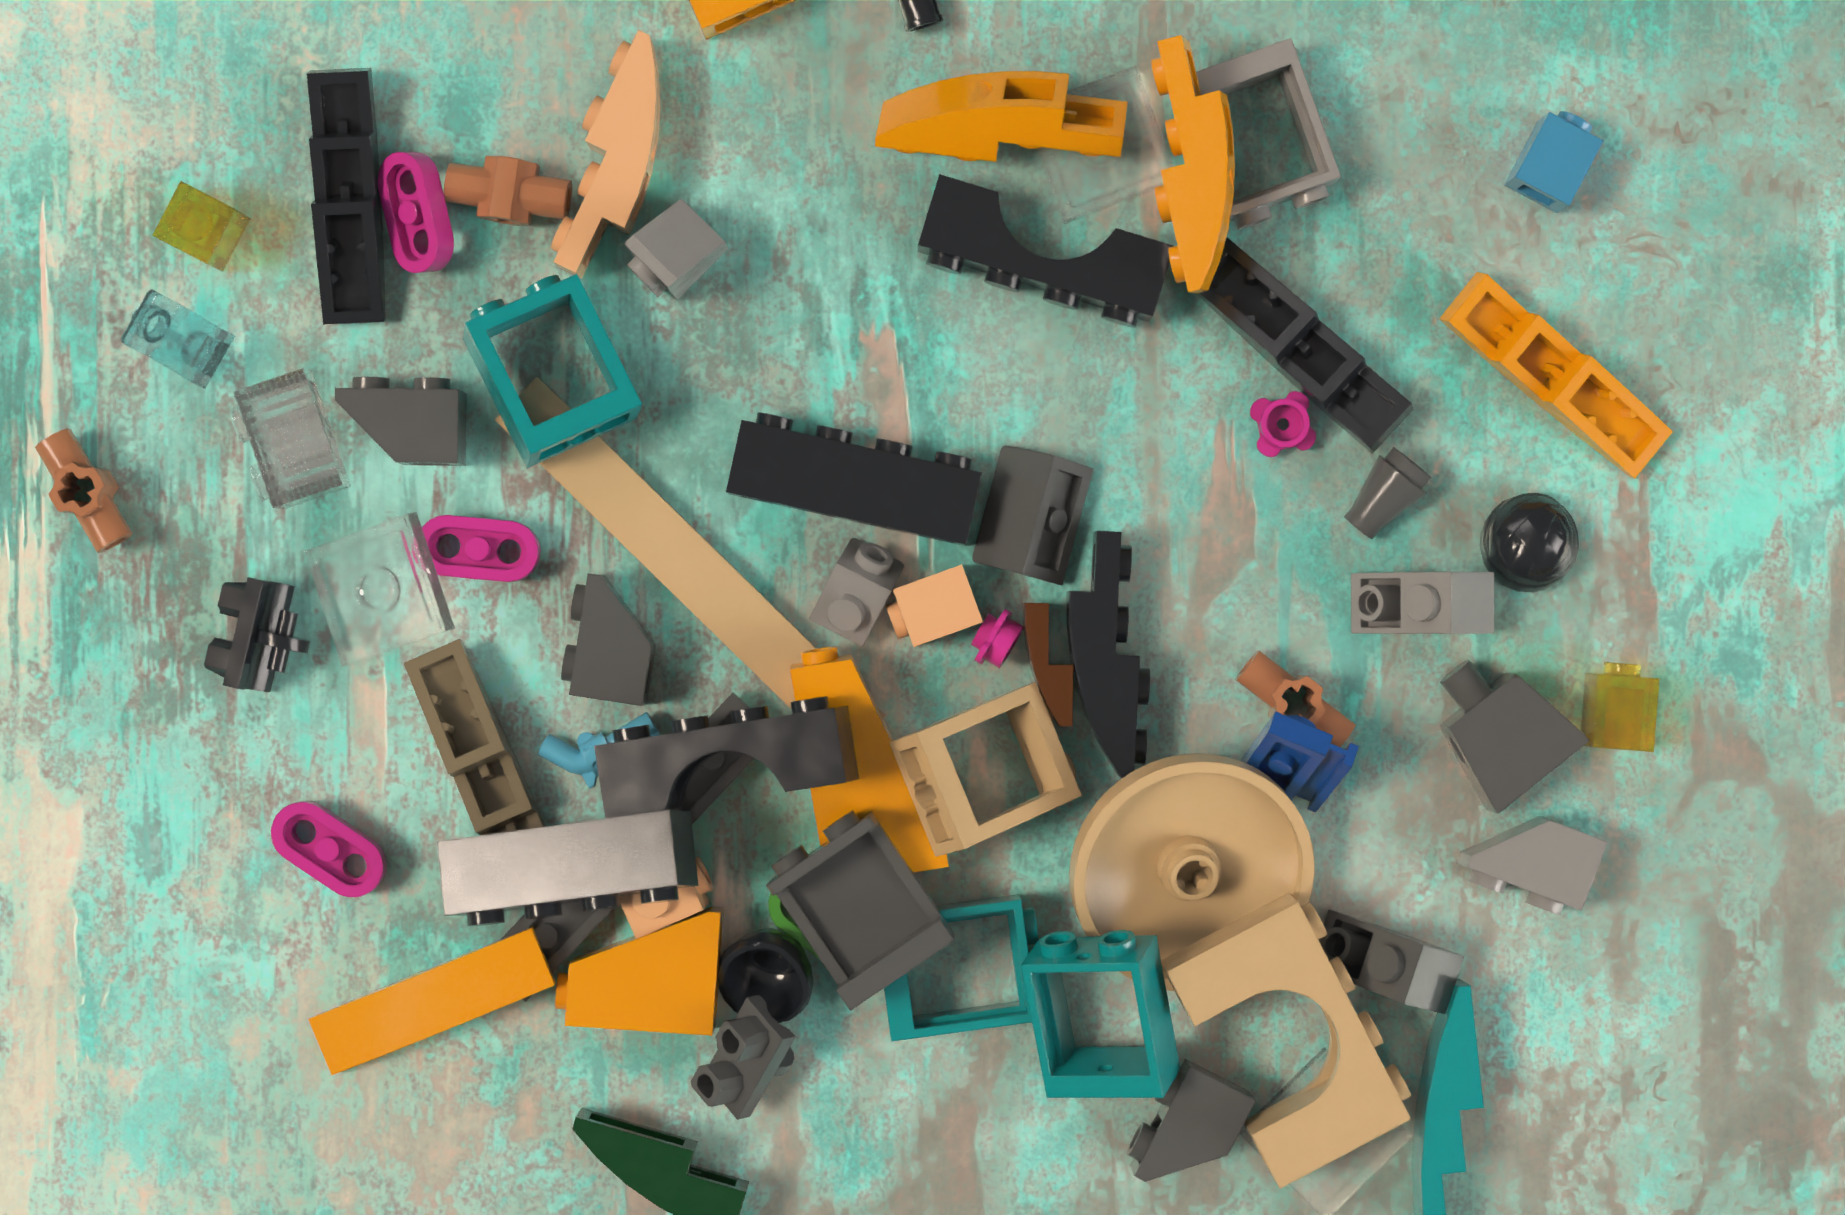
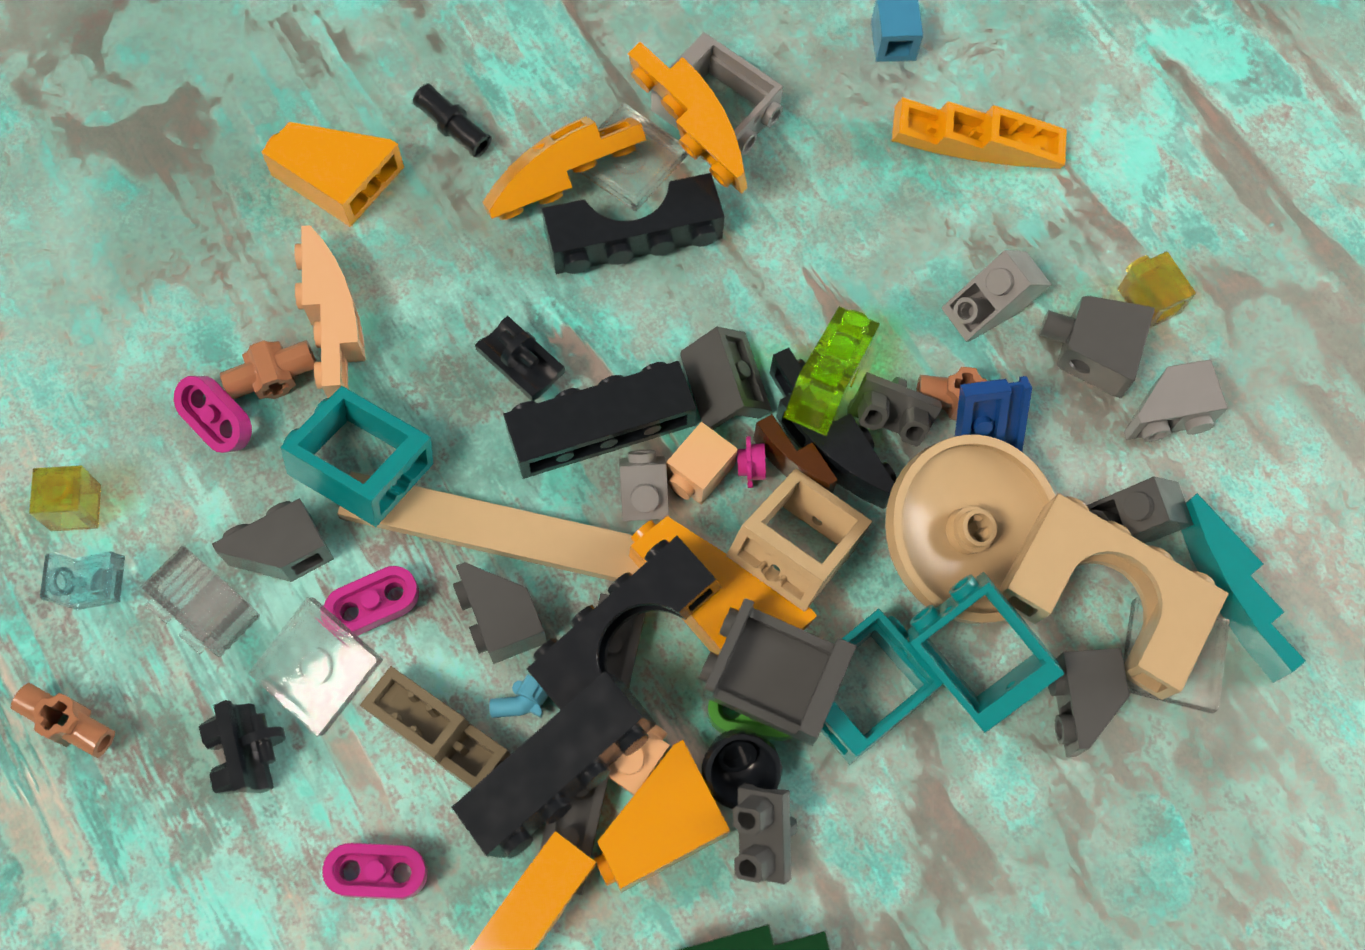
camera: 30 degrees left, 20 degrees down
(346, 196) = (160, 431): black slope -> none
(674, 250) = (398, 343): light grey slope -> none
(803, 354) = (520, 358): none -> black hips
(1149, 596) = (831, 370): none -> clear neon green arch
(1203, 672) = (894, 407): none -> dark grey hips
(1294, 410) = (842, 235): dark pink plate -> none
(1304, 349) = (816, 198): black slope -> none
(1387, 492) = (930, 246): dark grey cone -> none
(1529, 542) = (1034, 228): black piece -> none

